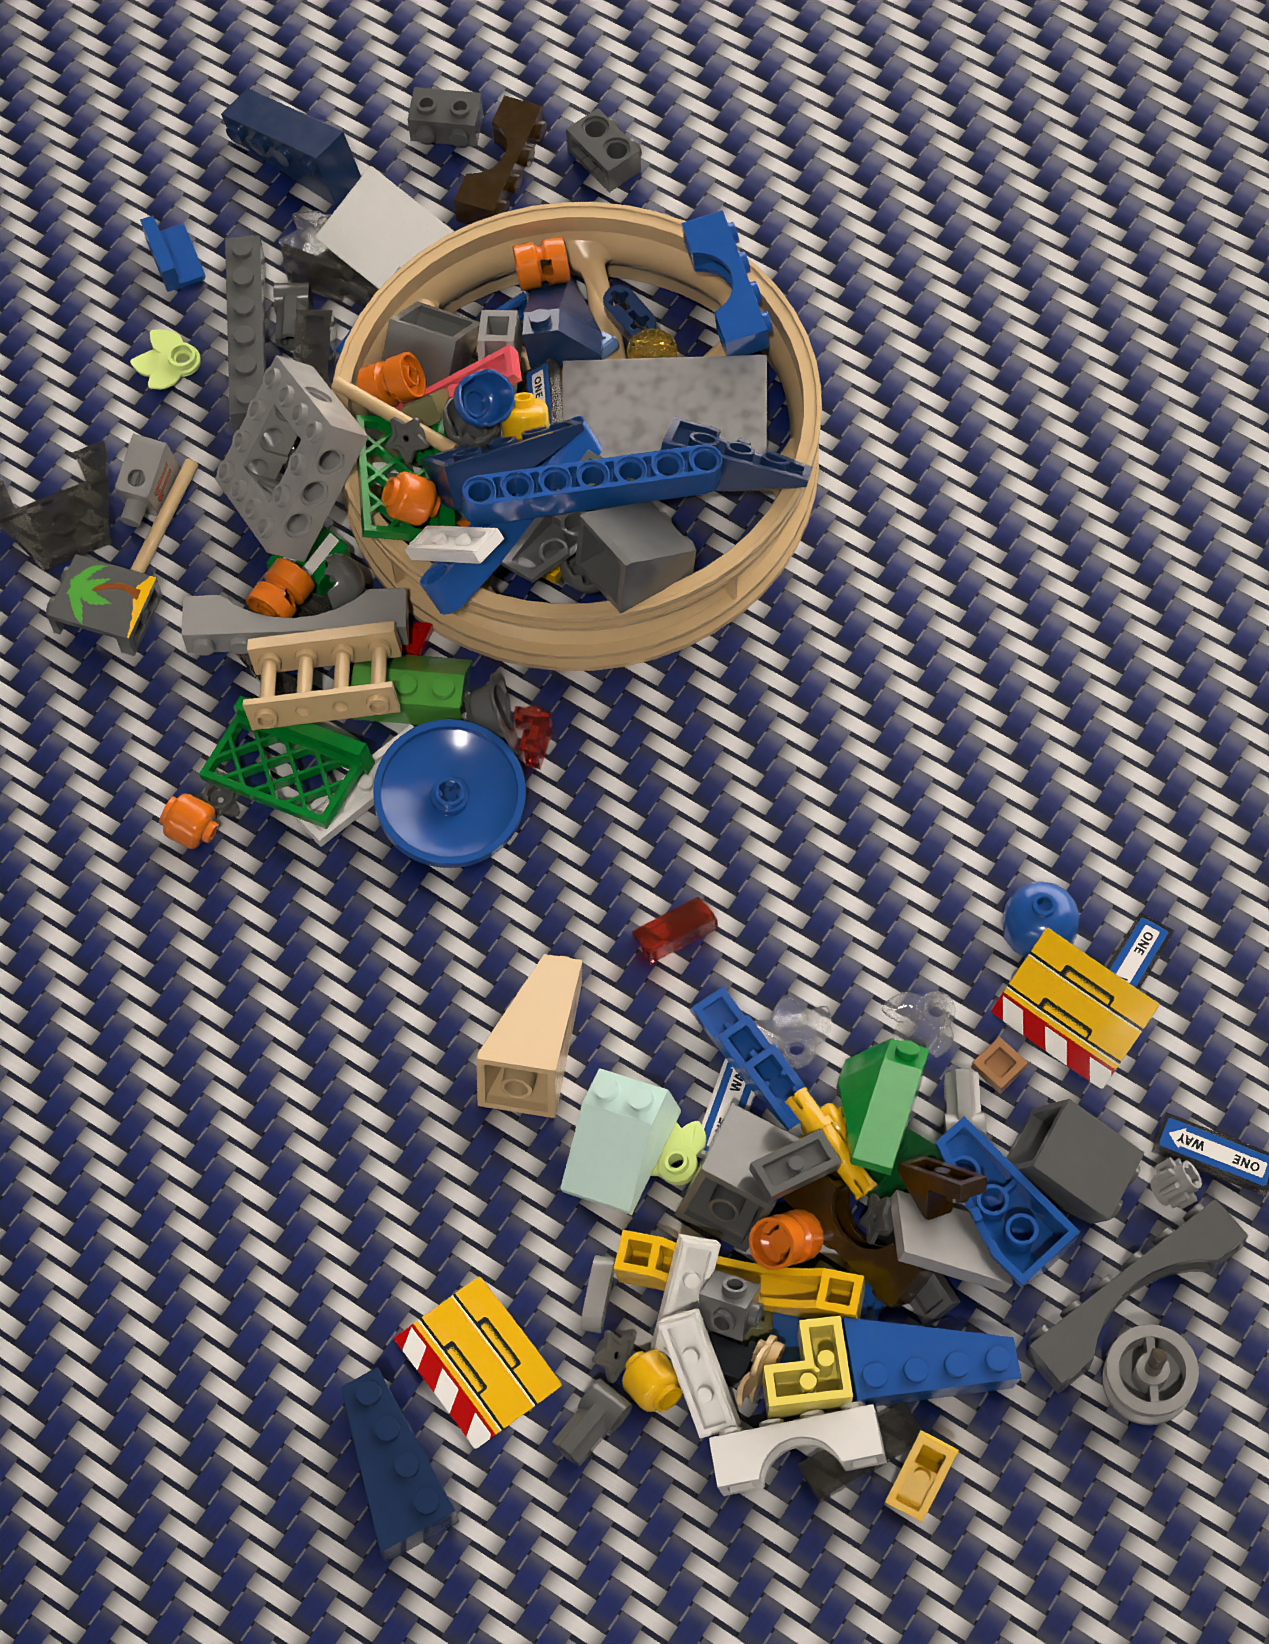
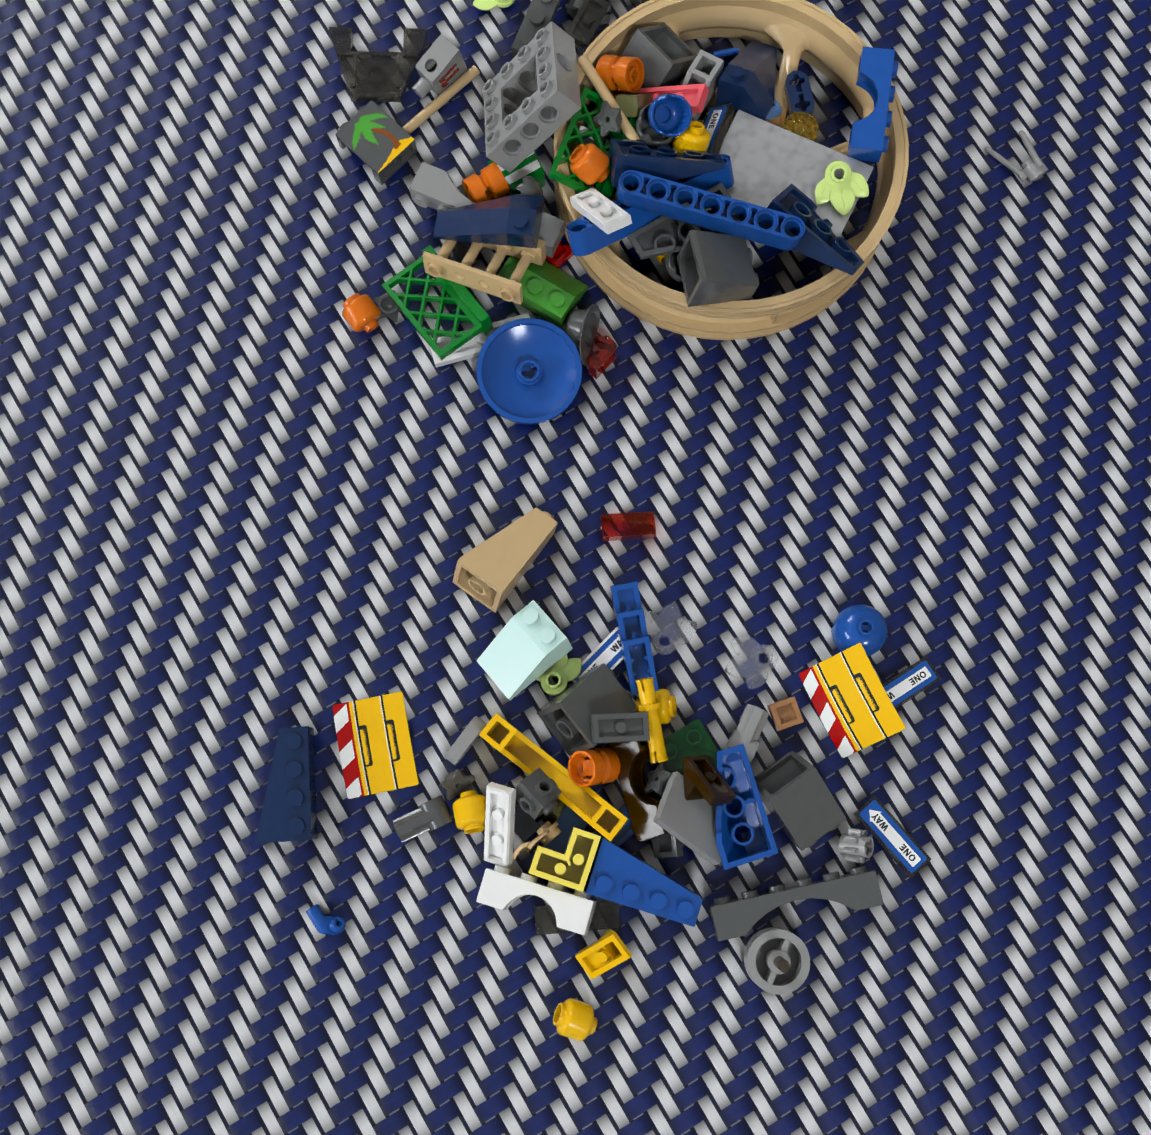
camera: 20 degrees right, 15 degrees up
(323, 622) = (499, 221): none -> dark blue wedge
(528, 265) = (748, 35): orange wheel -> none
(528, 1625) = (325, 924): none -> blue arm
(688, 1274) = (520, 764): white tile -> none
(741, 399) = (841, 191): none -> yellowish green plate
(878, 1099) = (696, 703): wedge -> none
(926, 1581) = (574, 1019): none -> yellow head
(962, 278) = (1033, 167): none -> light grey plant

